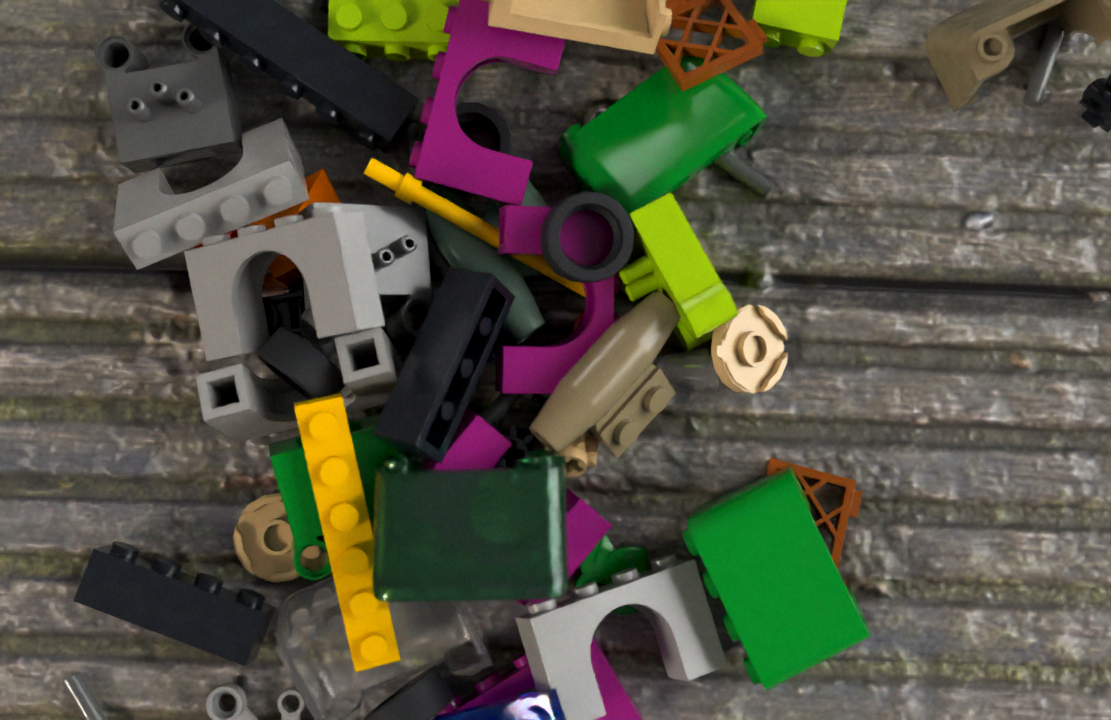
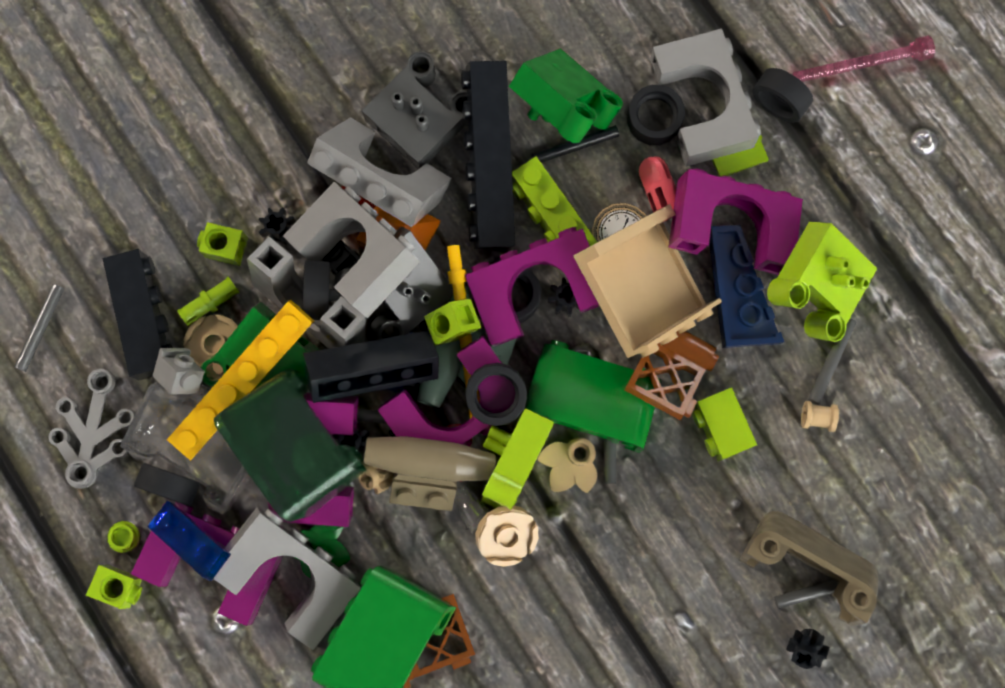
camera: 55 degrees right, 5 degrees down
(176, 359) = (269, 227): none -> black gear
(181, 437) = (231, 253): none -> lime brick
(220, 508) = (208, 301): none -> lime pin
(282, 602) = (178, 371): none -> light grey brick
(463, 215) = (452, 321): none -> lime brick
(526, 96) = (561, 303): none -> black gear
(721, 227) = (568, 469): none -> tan plate

